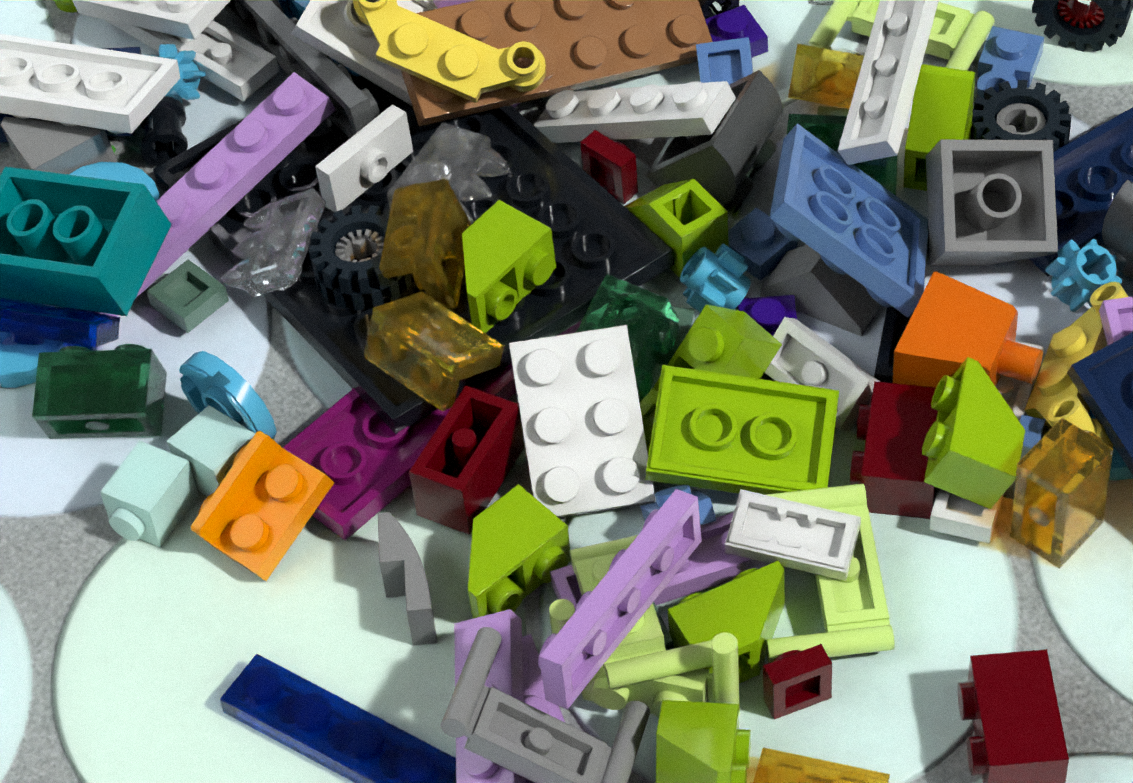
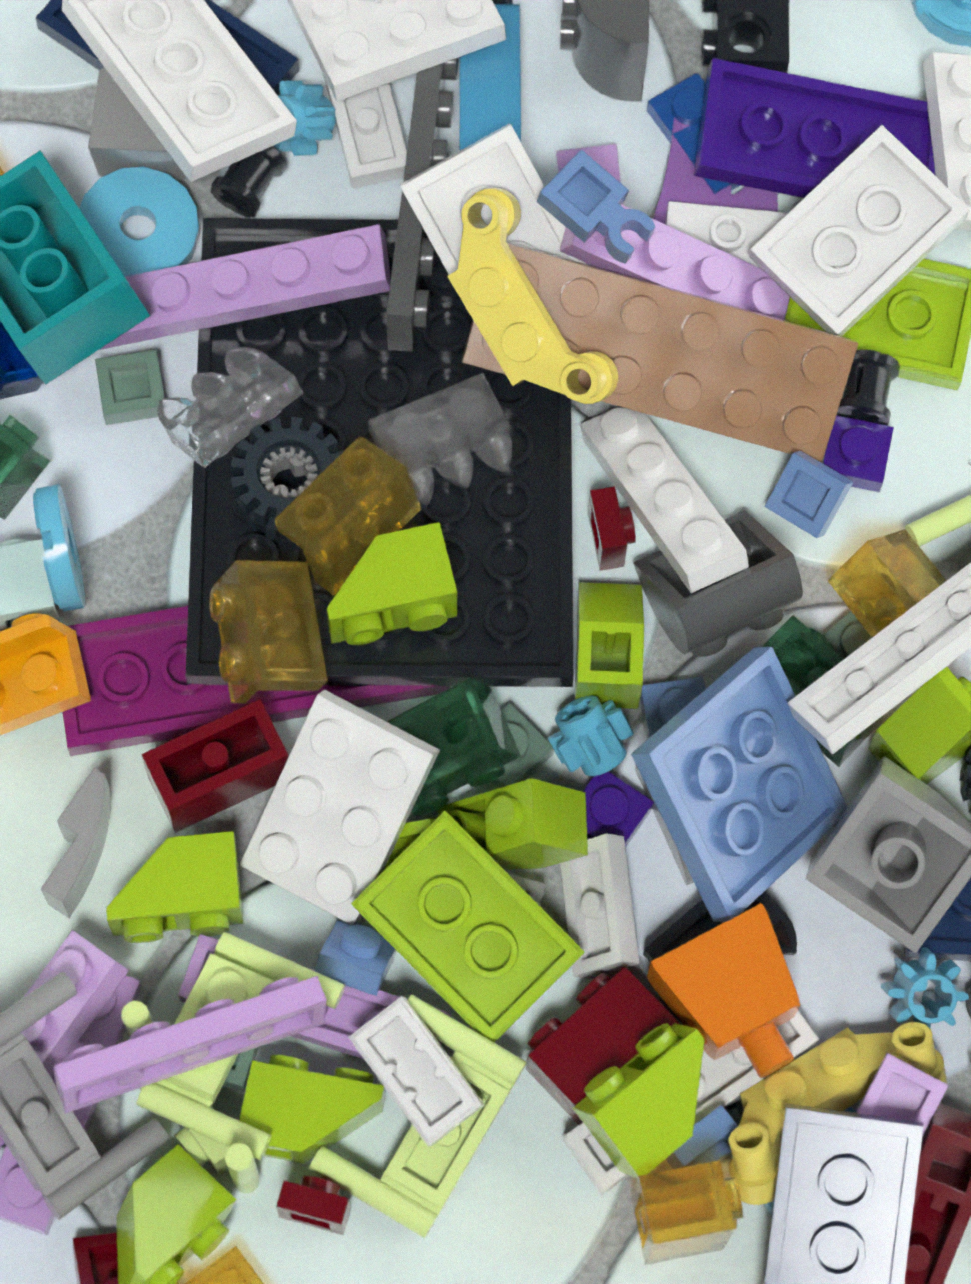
camera: 30 degrees right, 20 degrees up
(364, 158) = (377, 366): white plate -> none

